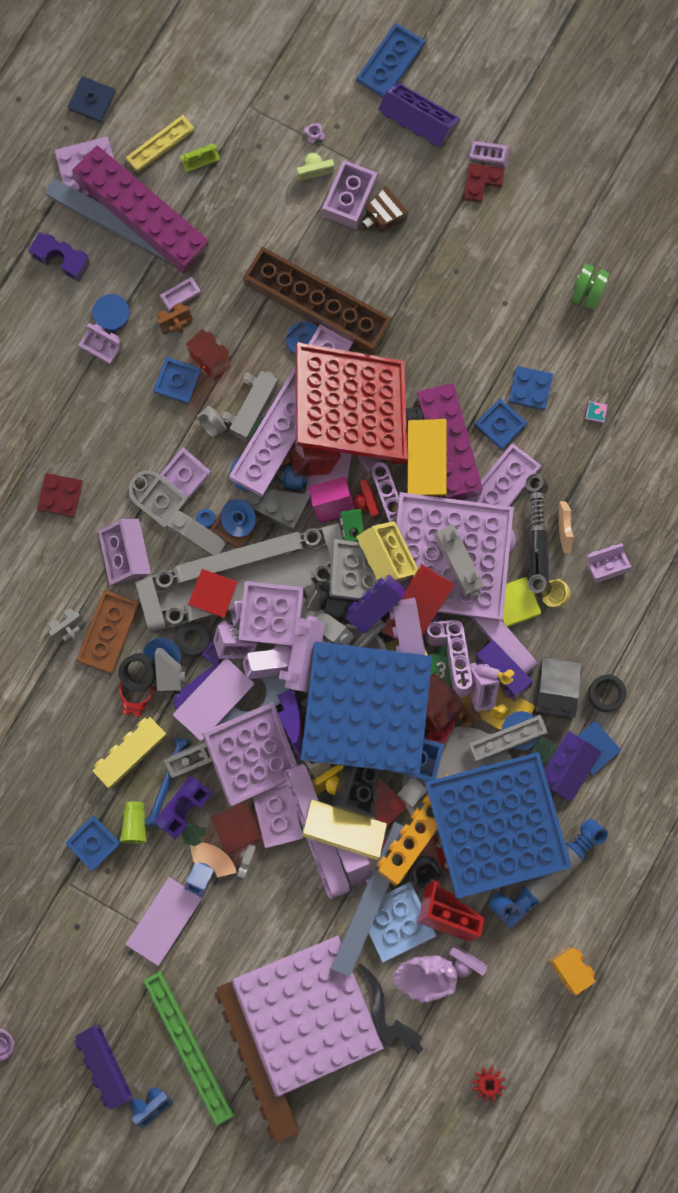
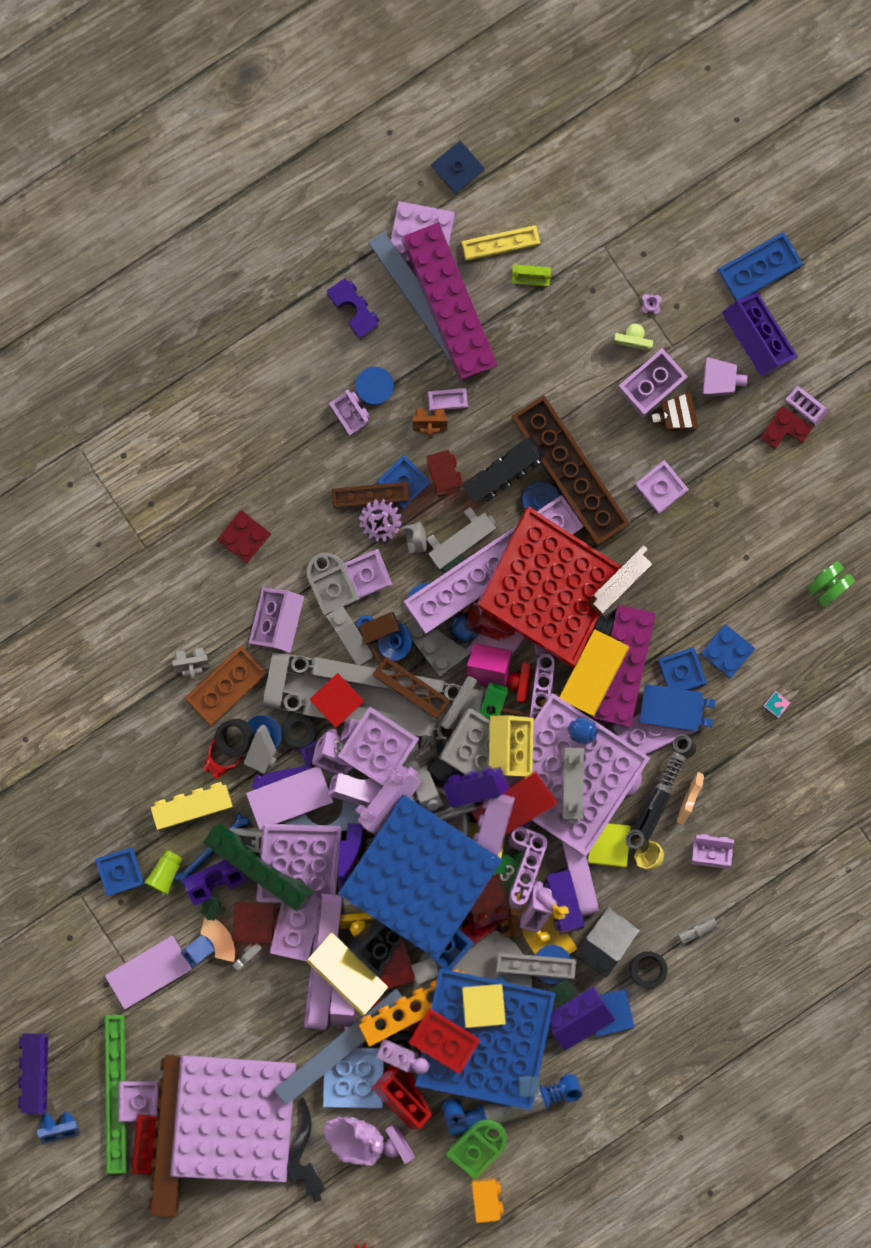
camera: 30 degrees right, 5 degrees up
(153, 404) = (364, 494): none -> reddish brown tile
(182, 423) = (370, 514): none -> lavender gear
(212, 1044) = (137, 1098): none -> lavender plate
(219, 512) = (379, 627): none -> reddish brown tile
(237, 1080) = (143, 1144): none -> red tile
(241, 779) = (232, 849): none -> dark green arch
(260, 325) = (503, 471): none -> black wedge
(273, 555) = (406, 693): none -> reddish brown fence
(322, 535) = (458, 703): none -> light grey axle
(402, 279) = (661, 487): none -> lavender tile
(405, 164) = (721, 378): none -> lavender torso
(408, 372) = (620, 582): none -> fence
(432, 879) = (401, 1057): none -> lavender plate
(444, 510) = (583, 730): none -> blue head
(463, 844) = (444, 1041): none -> red plate
(481, 795) = (483, 1005): none -> light yellow tile
(511, 456) = (674, 708): none -> blue tile
(540, 928) = (478, 1149): none -> bright green tile
(559, 846) = (529, 1086): none -> clear light blue tile
(631, 637) = (698, 930): none -> light grey pin

